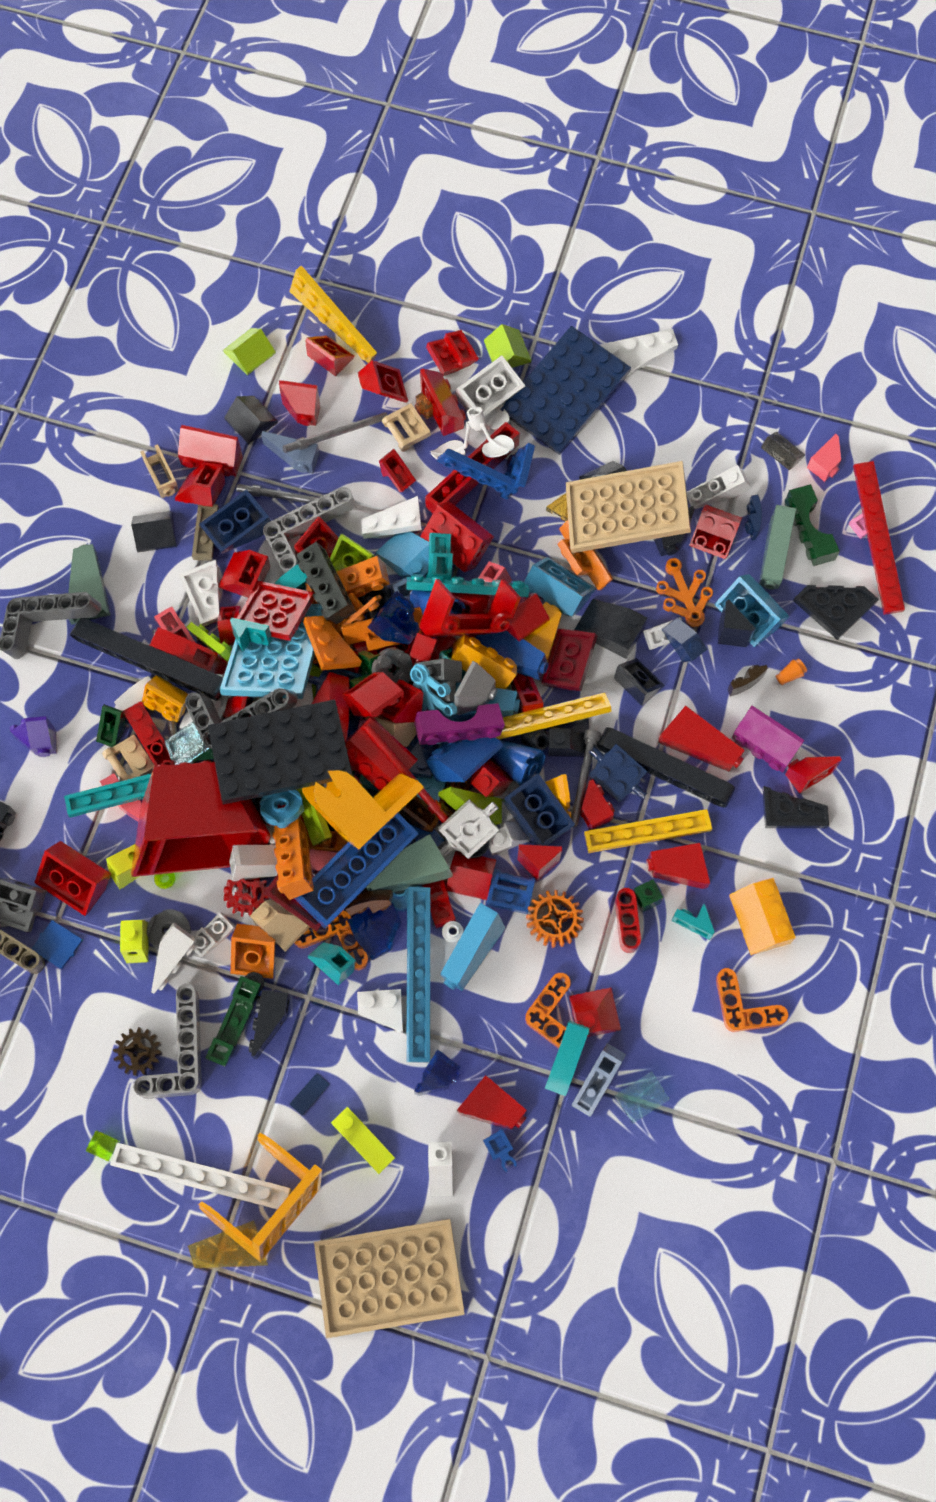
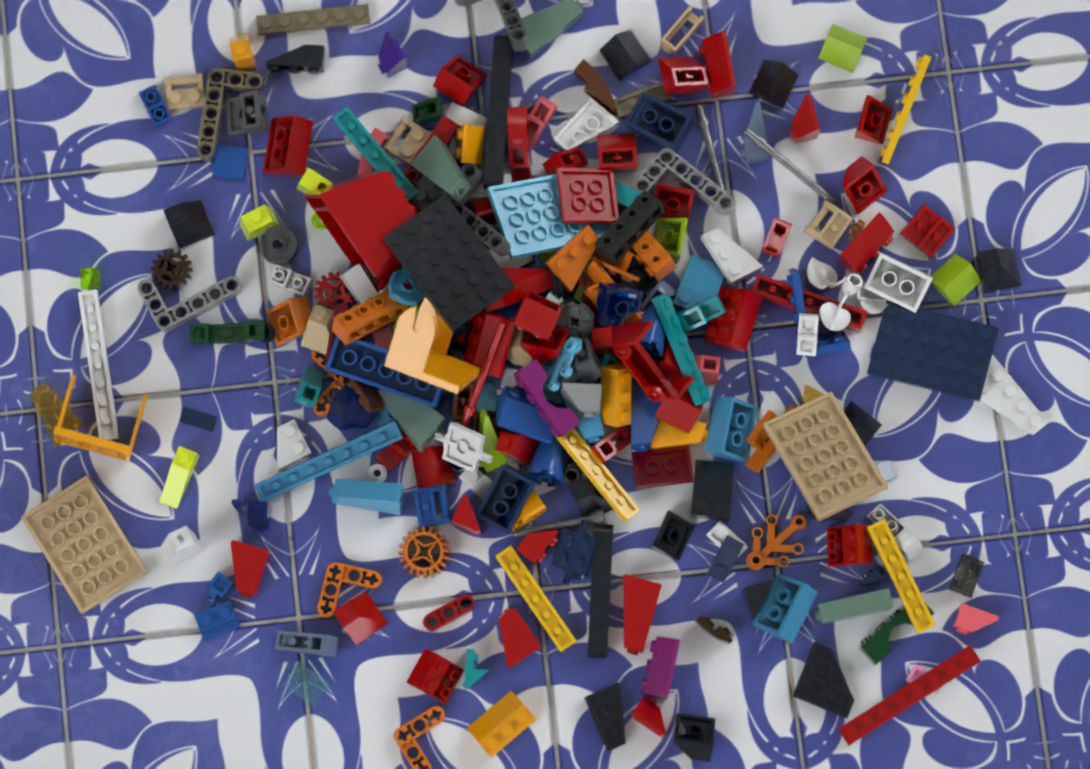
camera: 70 degrees right, 10 degrees up
(96, 685) = (459, 80): none -> red slope
(97, 1014) = (189, 223): none -> black slope
(170, 565) = (595, 86): none -> reddish brown slope
(171, 949) = (263, 256): white slope -> none
(178, 728) = (440, 168): none -> sand green slope
(211, 640) = (538, 155): lime plate -> none
(250, 632) = (553, 182): teal slope -> none
(272, 1014) = (245, 359): black slope -> none
(506, 473) = (807, 334): none -> white slope
(515, 313) = (998, 269): none -> black slope
(534, 1165) = (217, 620): none -> blue plate
(567, 1058) = (309, 610): teal slope -> none
(648, 895) = (477, 620): dark green brick -> none
(686, 961) = (435, 676): none -> red slope
(766, 494) = (901, 576): none -> yellow plate
(791, 672) = (740, 666): orange cone -> none
(845, 737) = (695, 736): none -> black slope

